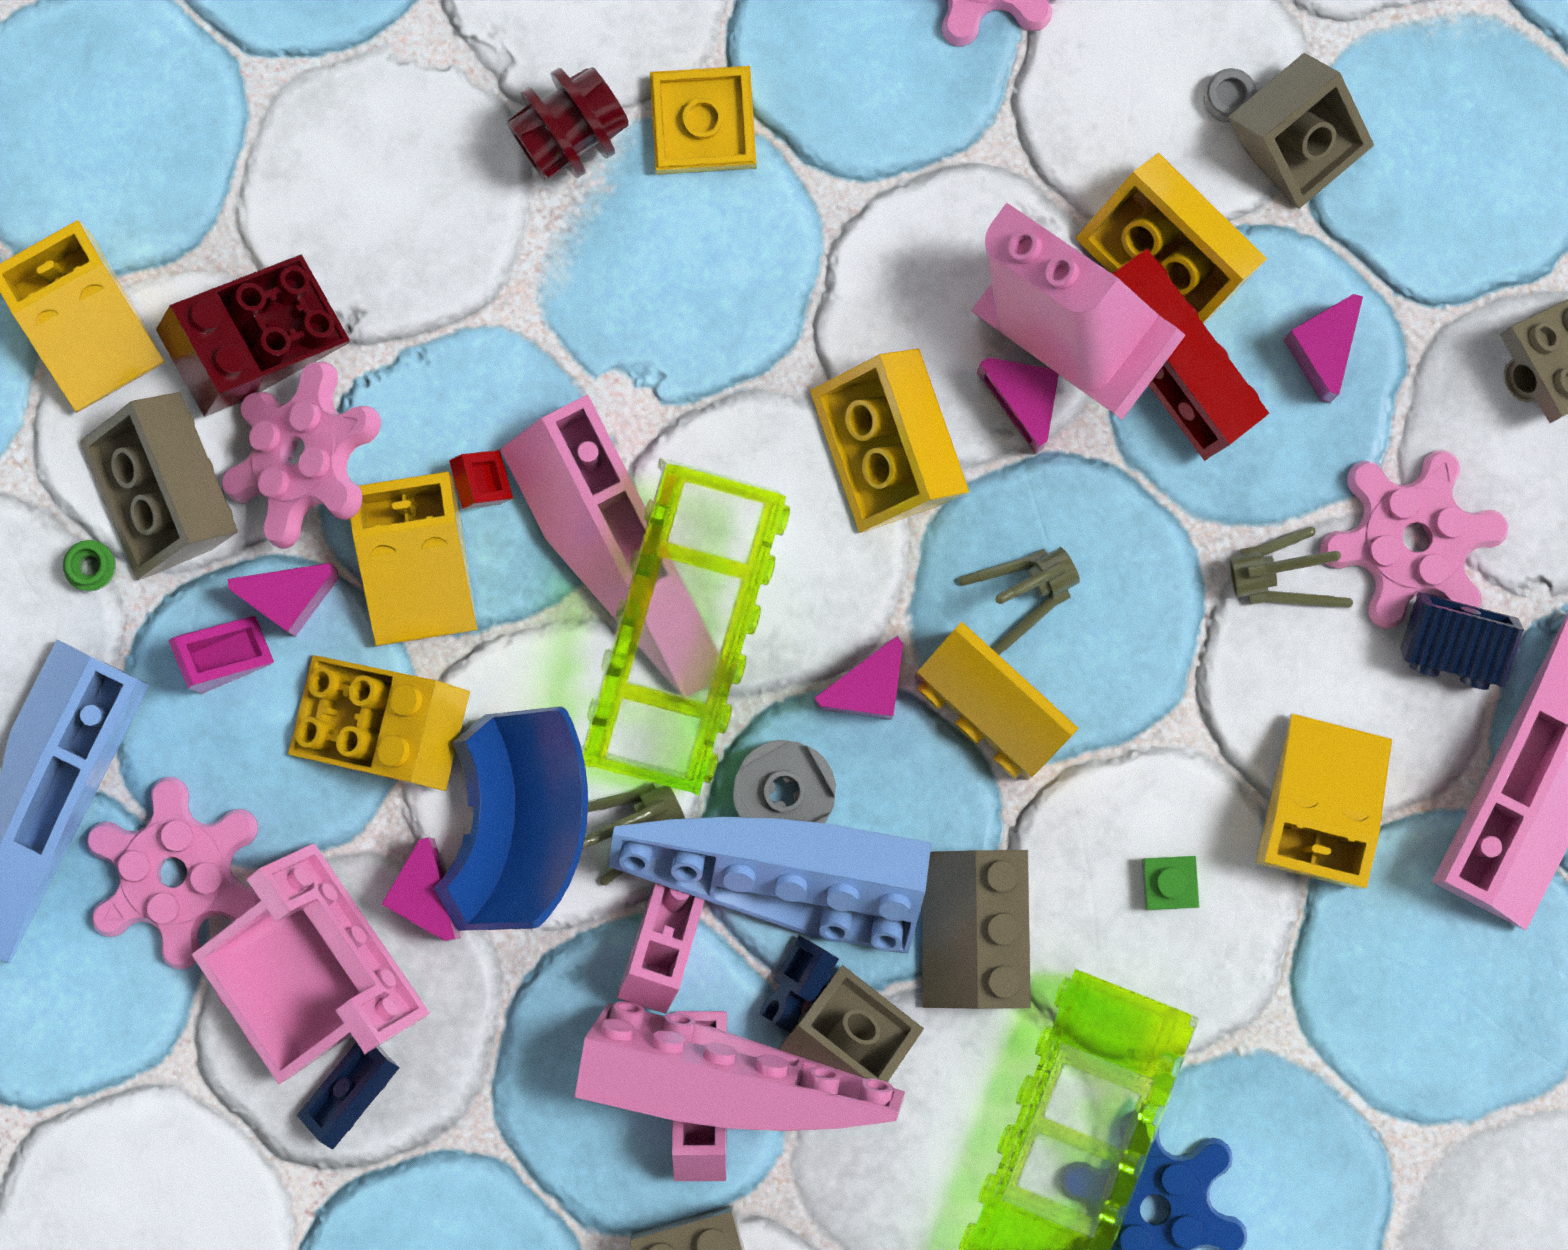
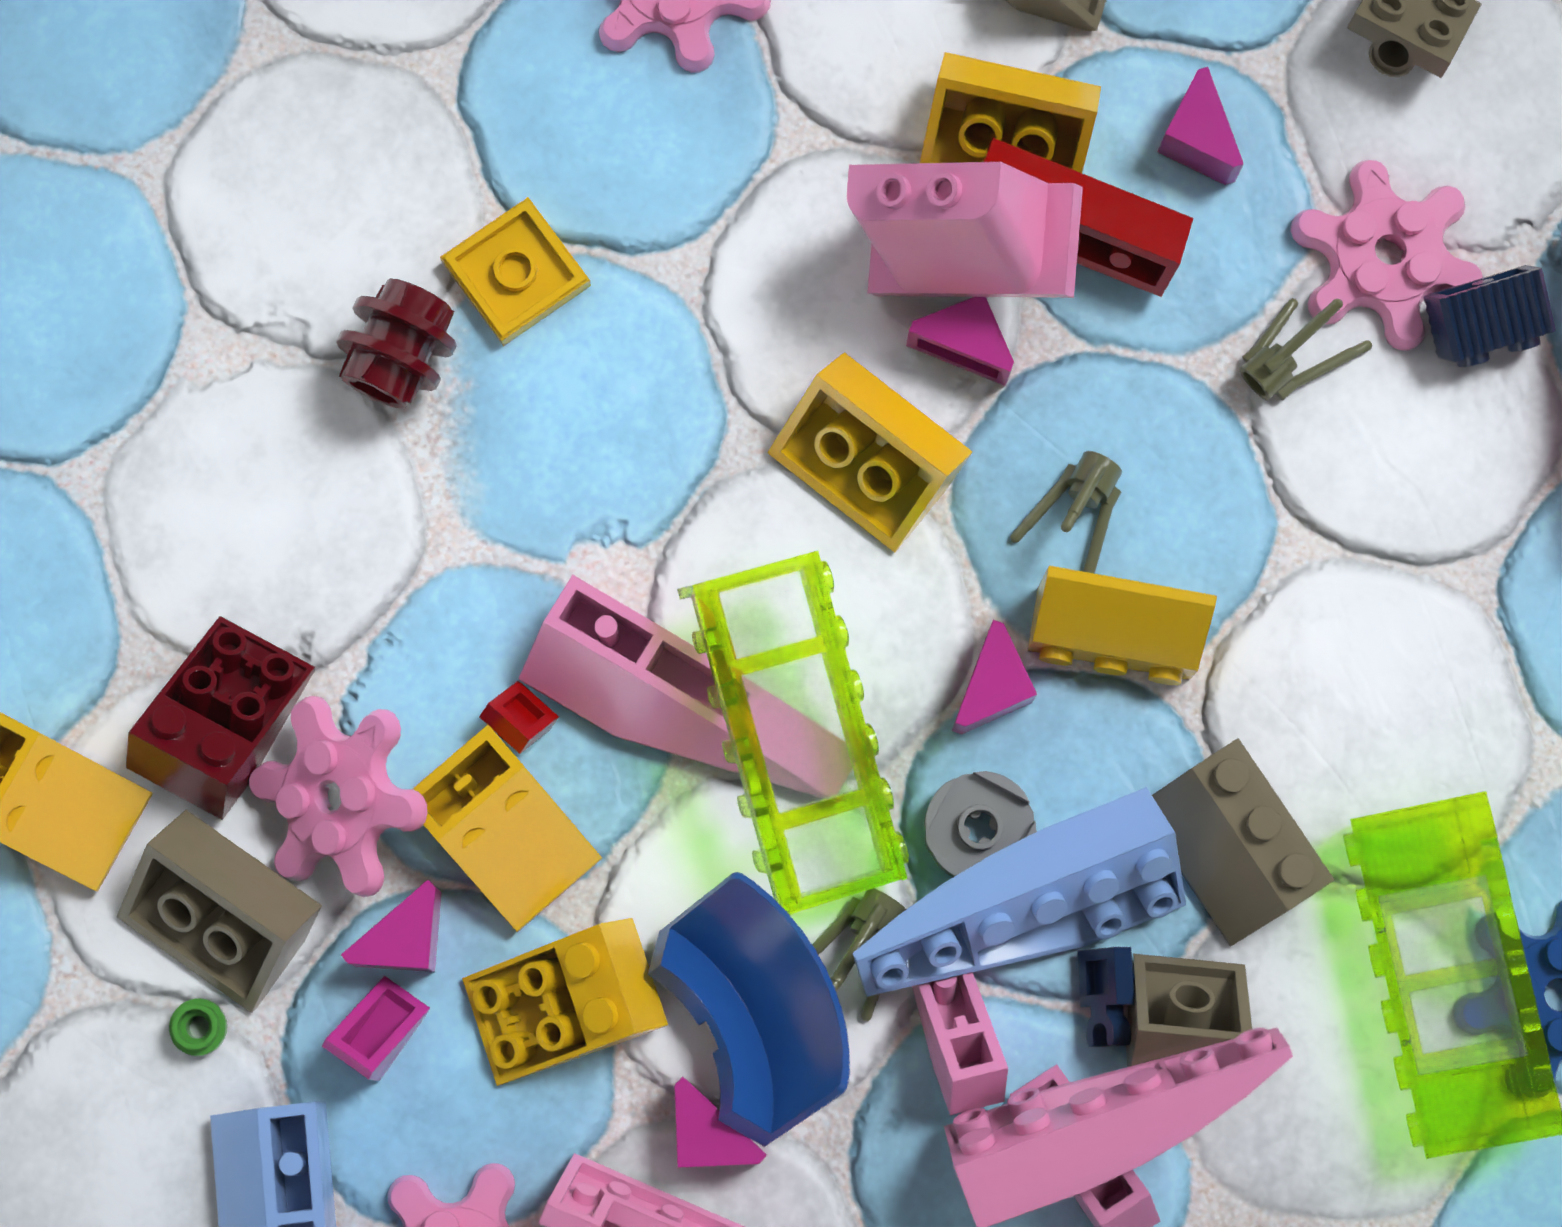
camera: 35 degrees left, 5 degrees down
(1170, 882) = (1377, 691): bright green plate -> none
(1326, 803) = (1470, 532): yellow slope -> none

